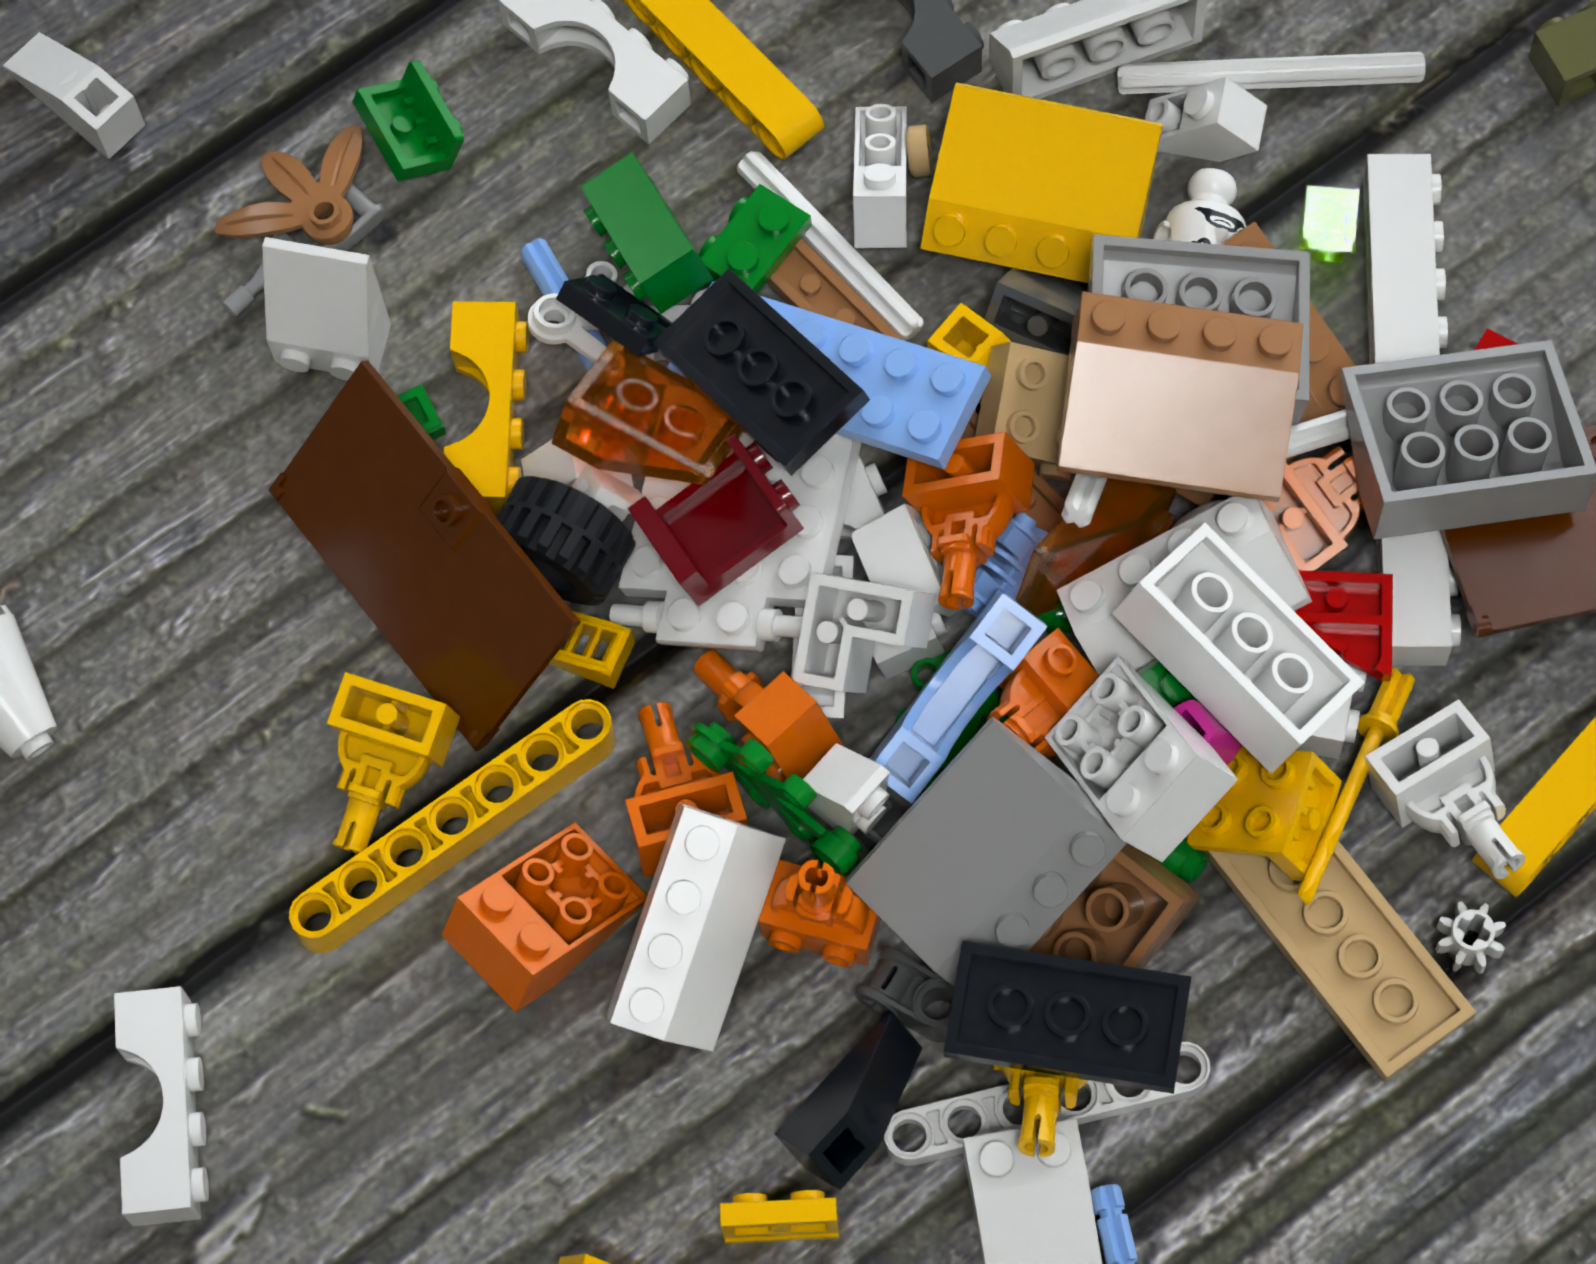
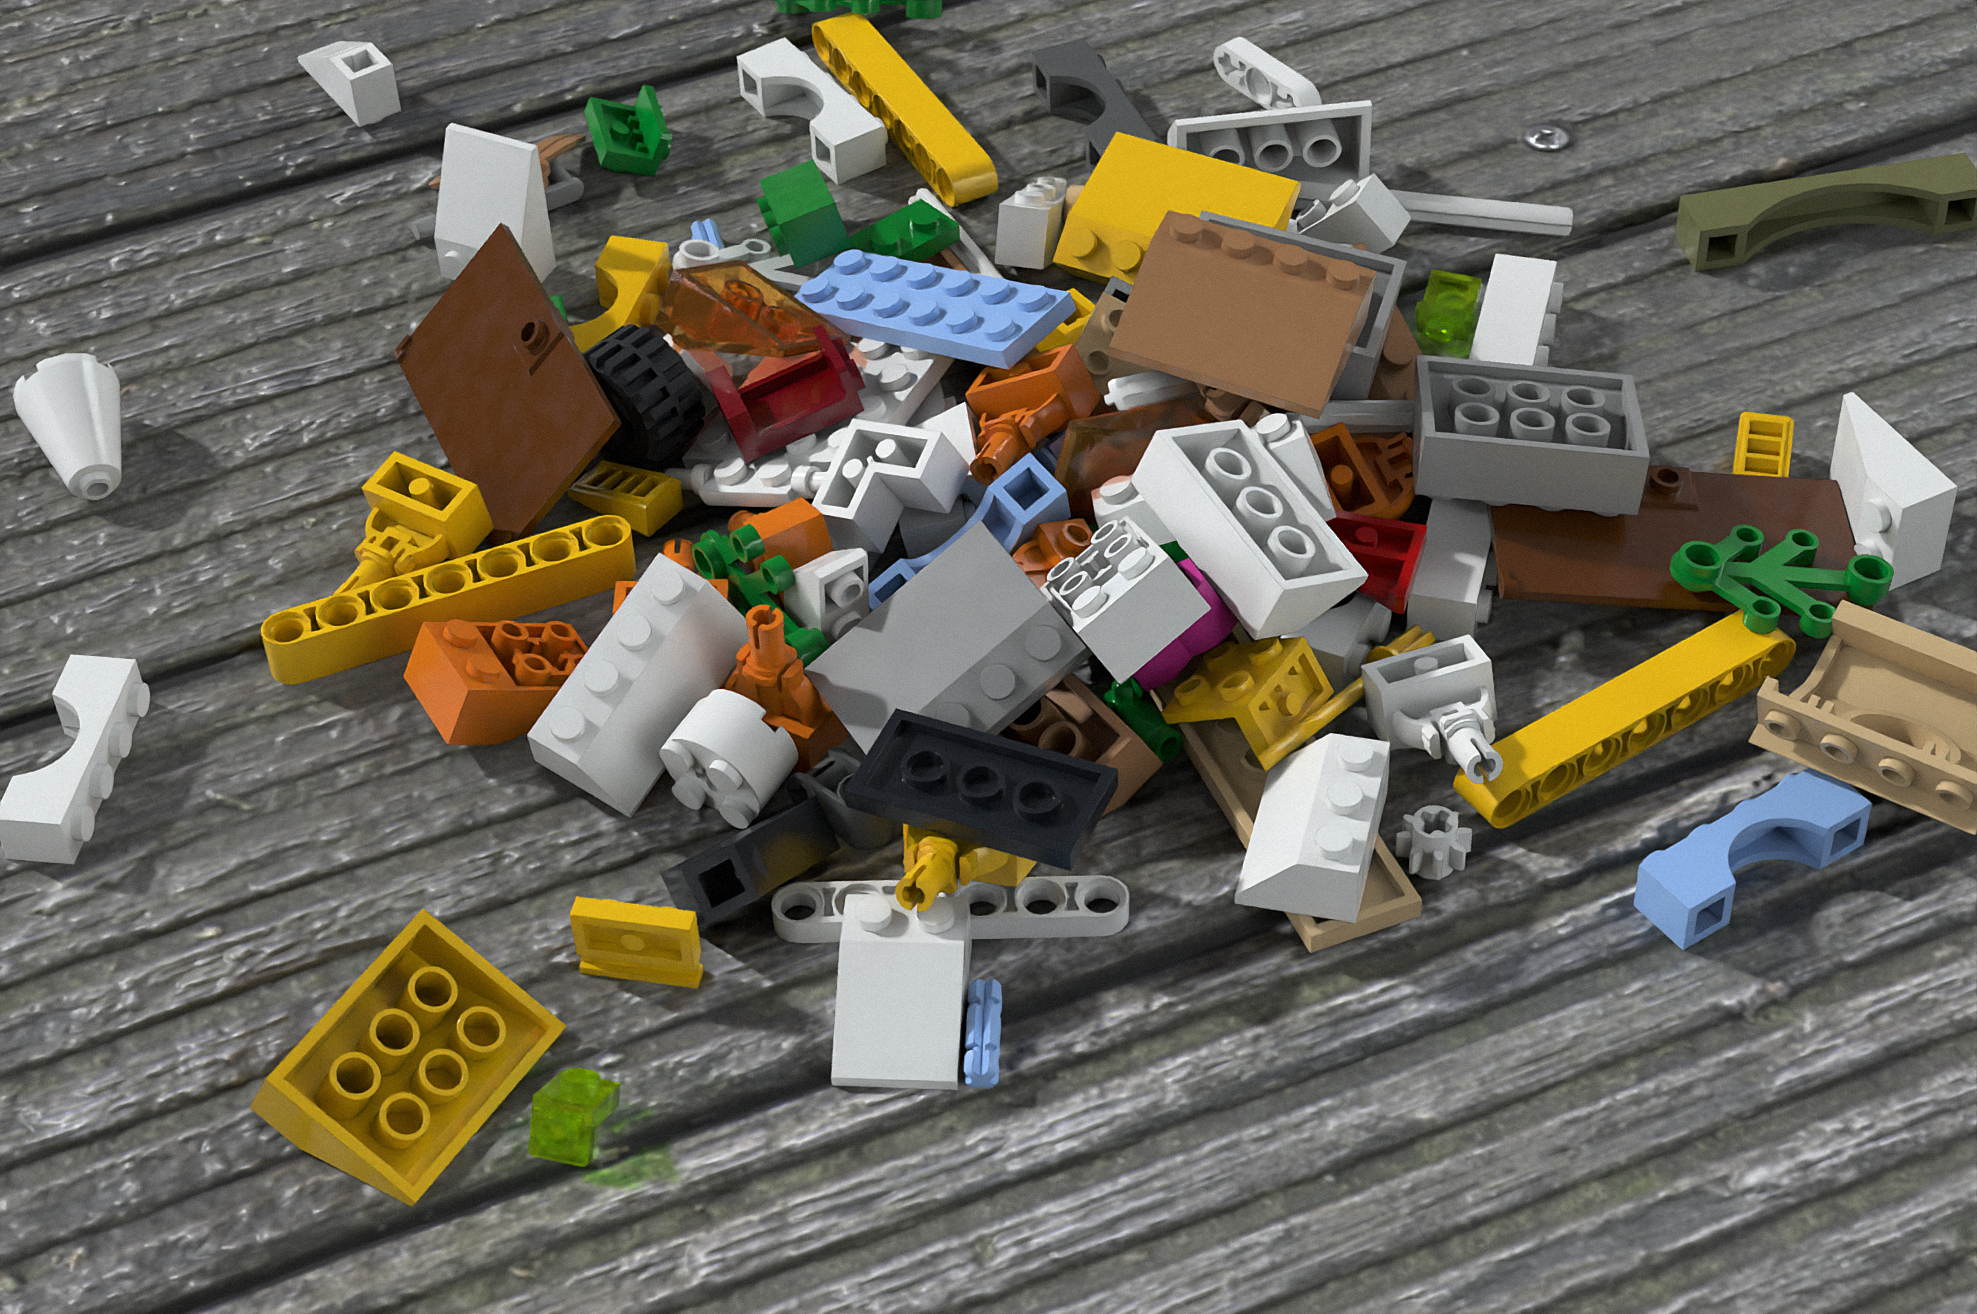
camera: 10 degrees right, 25 degrees down
(614, 312) = (761, 255): black plate -> none
(761, 371) = (864, 286): black plate -> none
(796, 985) = (728, 757): none -> white brick
(1368, 963) = (1317, 829): none -> white slope

